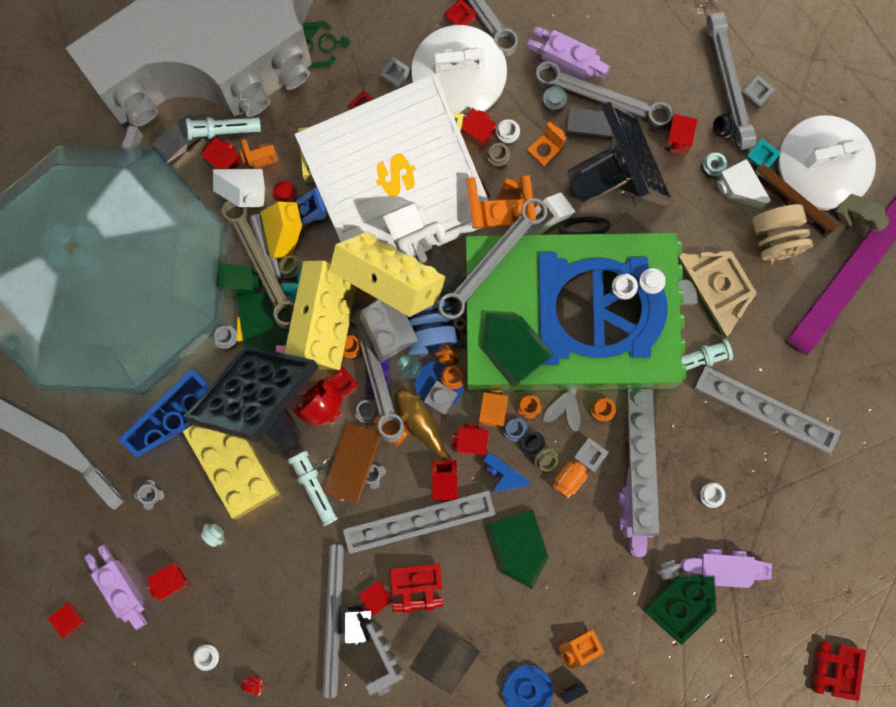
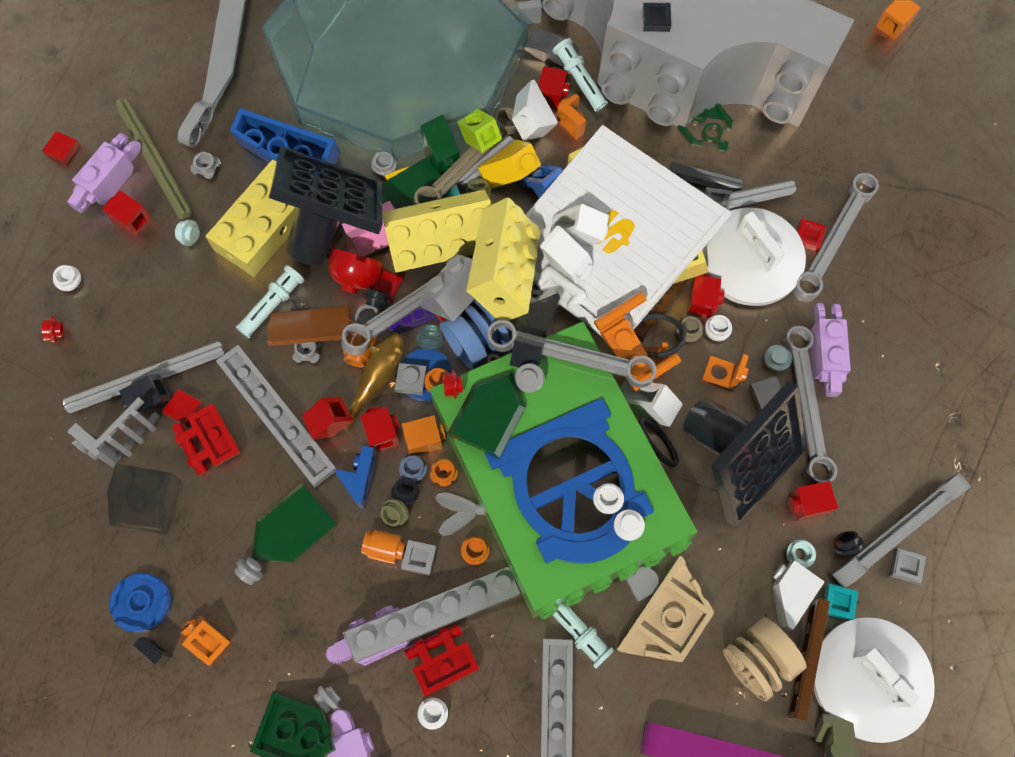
camera: 65 degrees right, 10 degrees down
(118, 539) = (154, 159): none -> olive axle
(234, 40) = (656, 17): none -> black tile
(248, 234) = (479, 130): none -> lime brick
(284, 192) = (548, 154): red plate -> none
(352, 347) = (424, 274): orange plate -> none
(354, 396) = (375, 297): none -> black plate
(369, 71) = (706, 177): none -> dark grey axle
(380, 200) = (582, 224): none -> white slope
(407, 35) = (760, 193): none -> light grey axle
(448, 354) = (458, 364): orange plate -> none
(476, 364) = (452, 385): none -> red plate
(478, 294) = (526, 352): none -> black tile
(500, 300) = (529, 378): none -> light grey plate
(511, 166) = (681, 331): none -> black tyre
(542, 593) = (248, 570): none -> light grey plate
(684, 471) = (444, 668): none -> red plate

